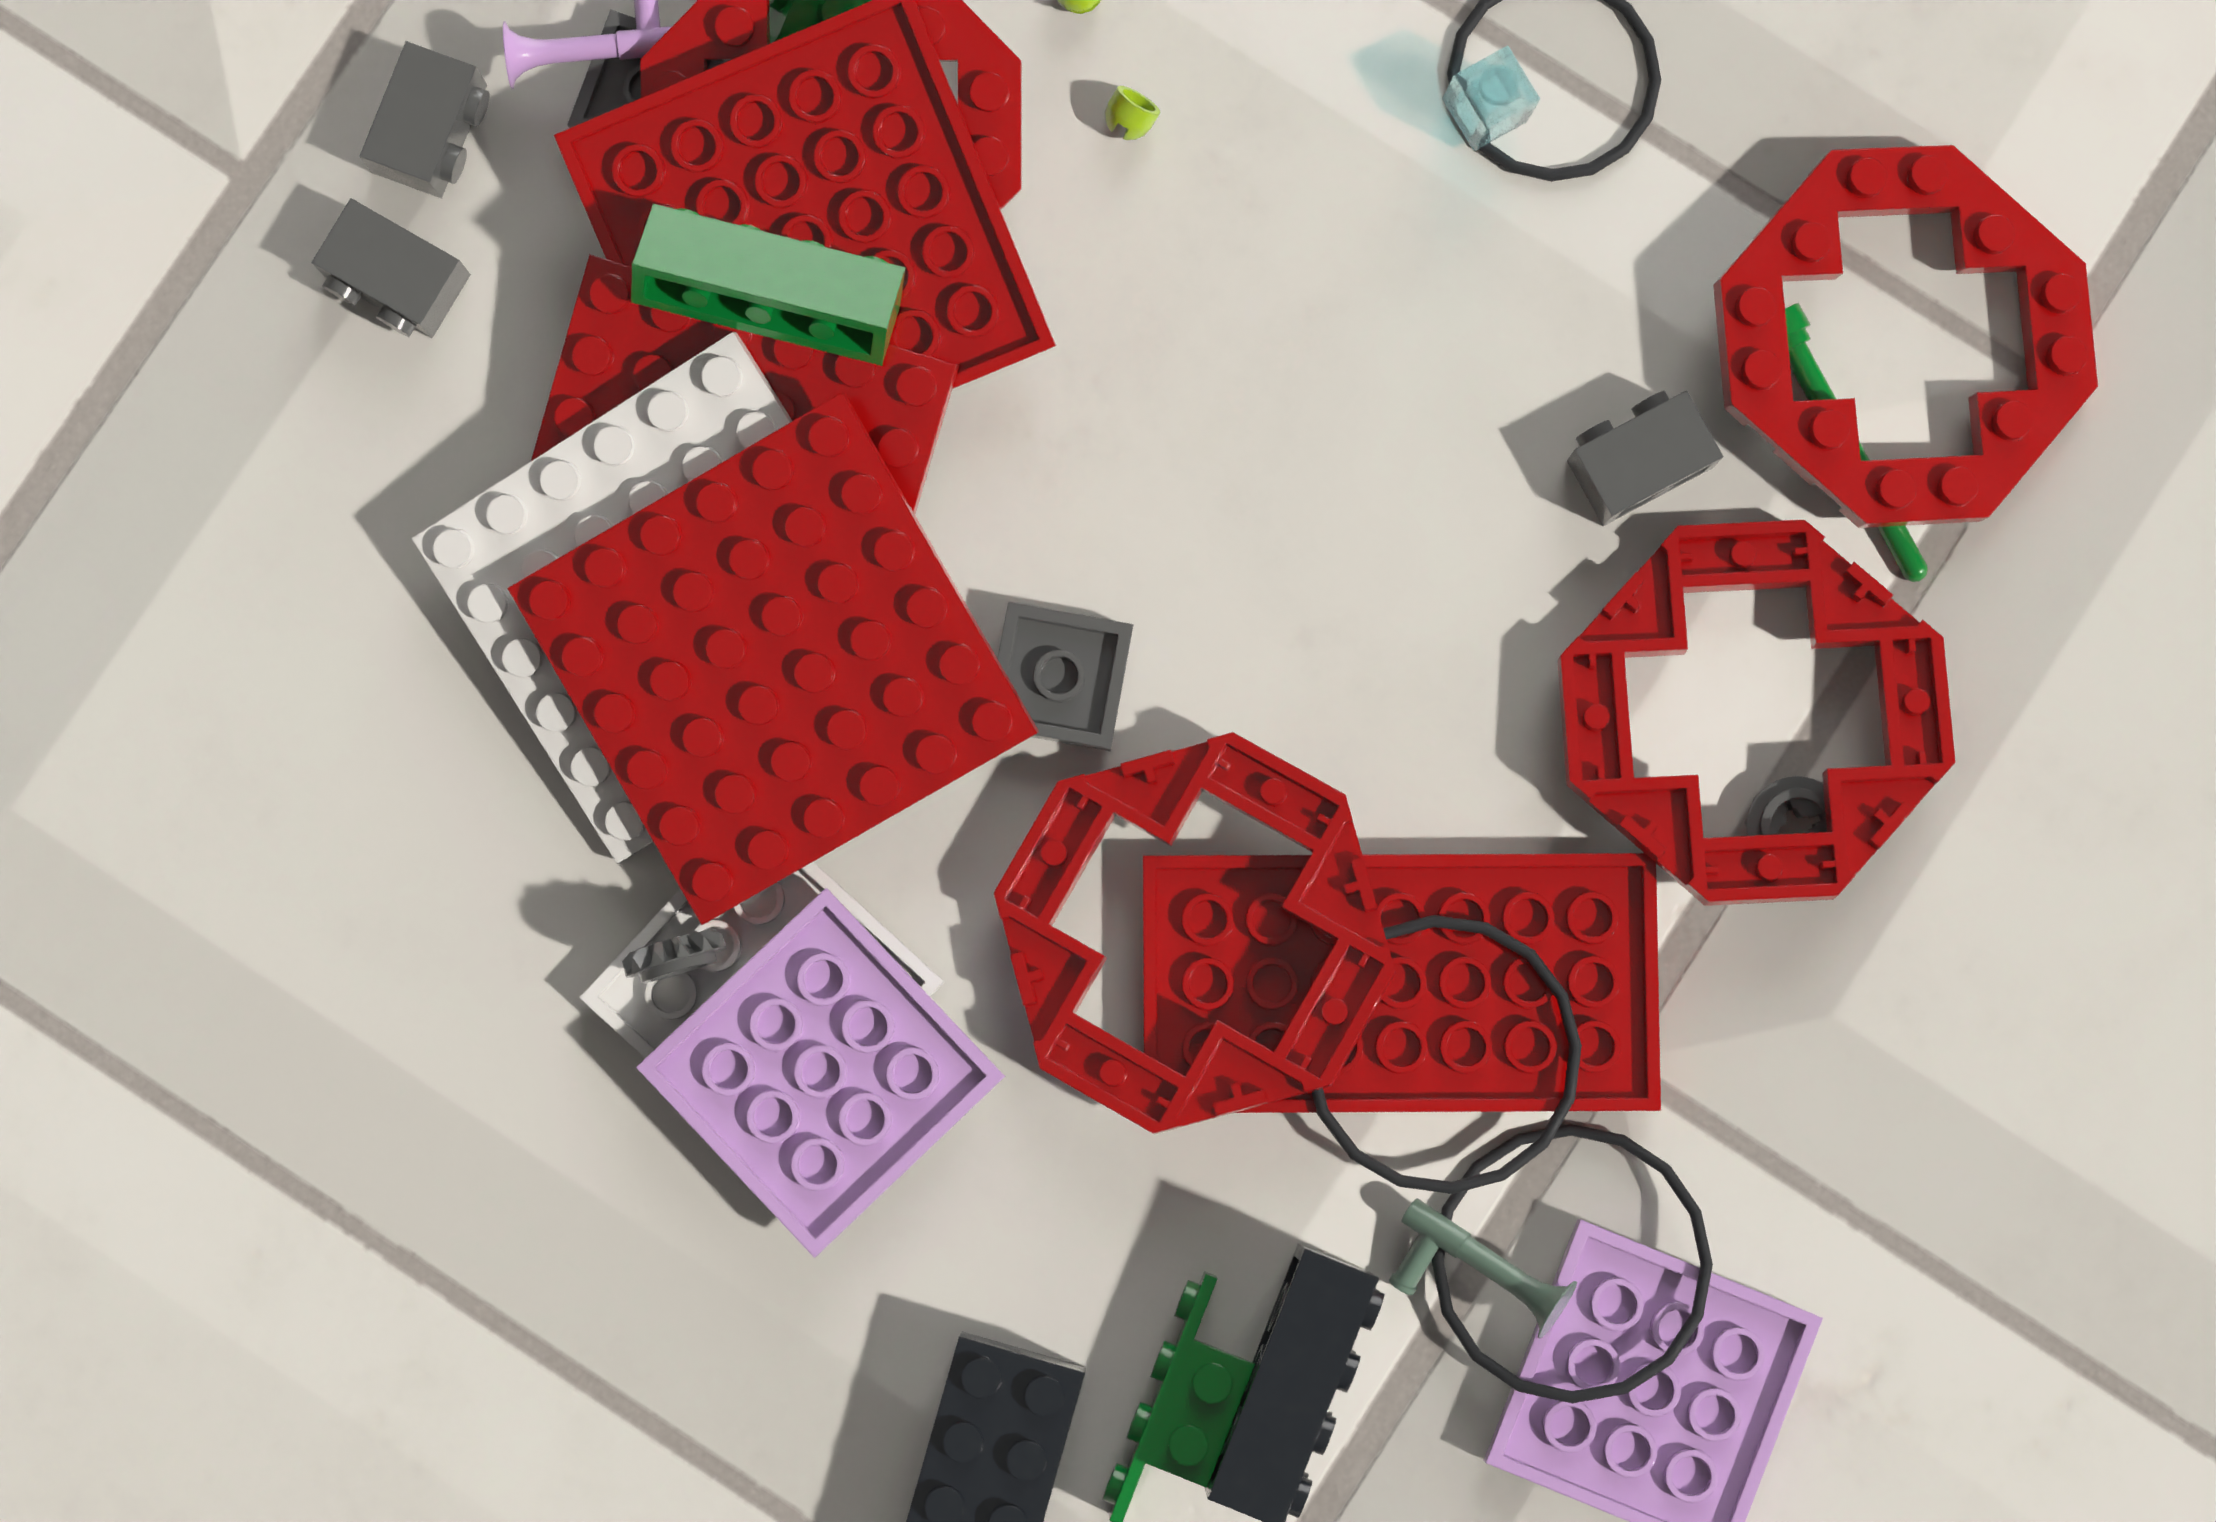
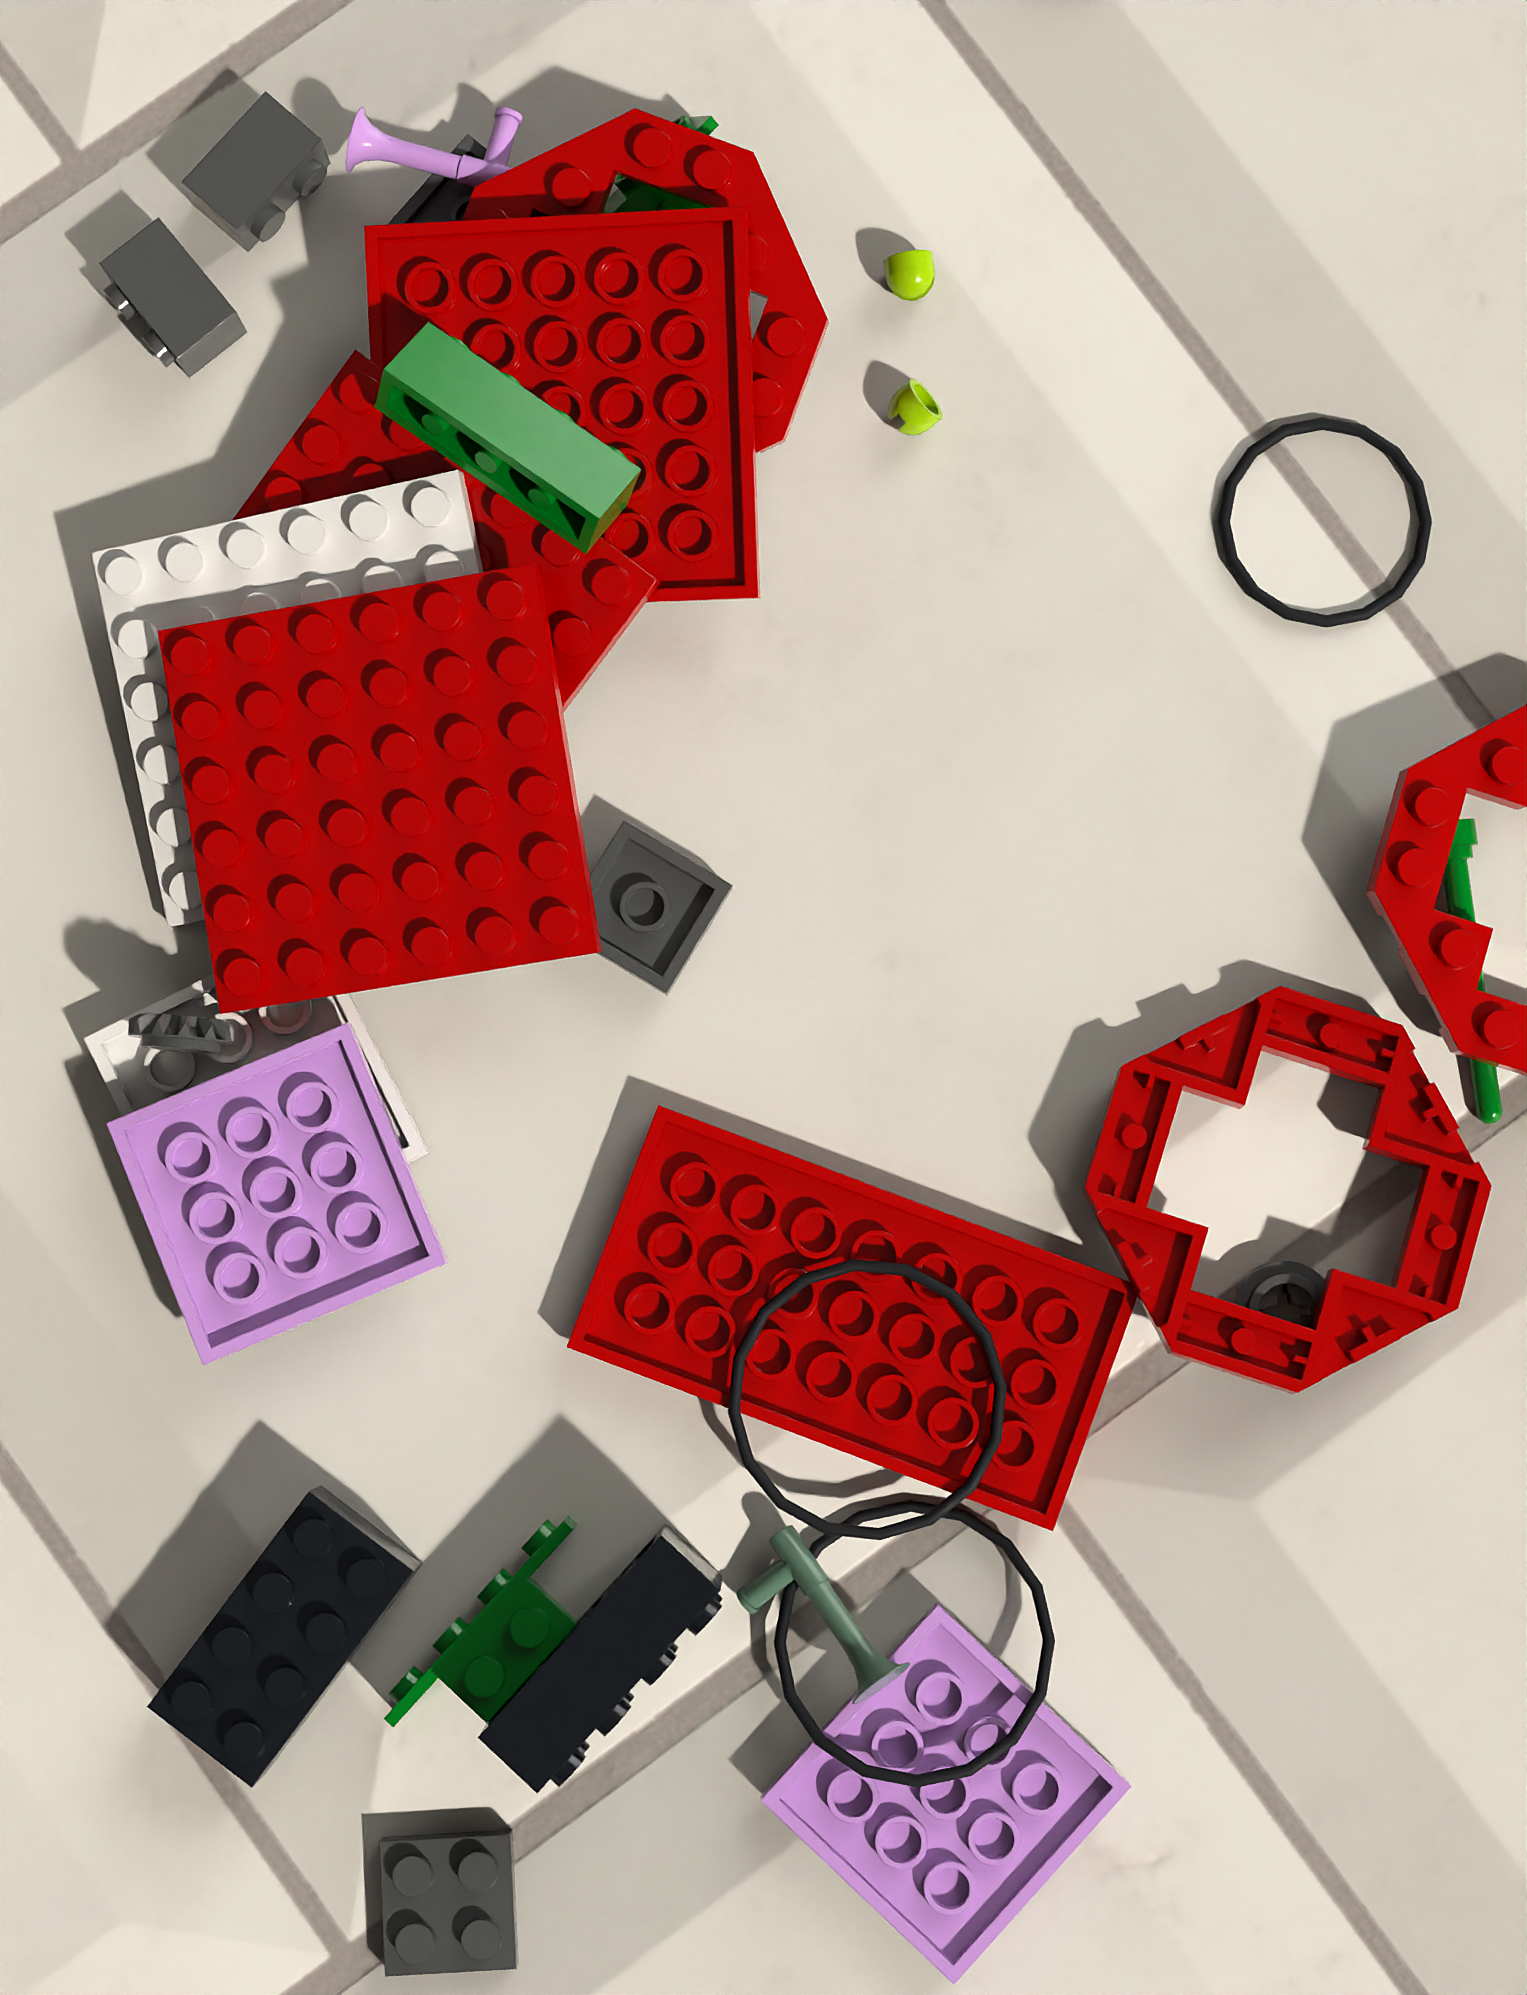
camera: 20 degrees right, 0 degrees up
(1230, 1068) = (660, 1336): red plate -> none
(1491, 98) = (1256, 518): clear light blue brick -> none
(1643, 456) = (1272, 907): dark grey brick -> none

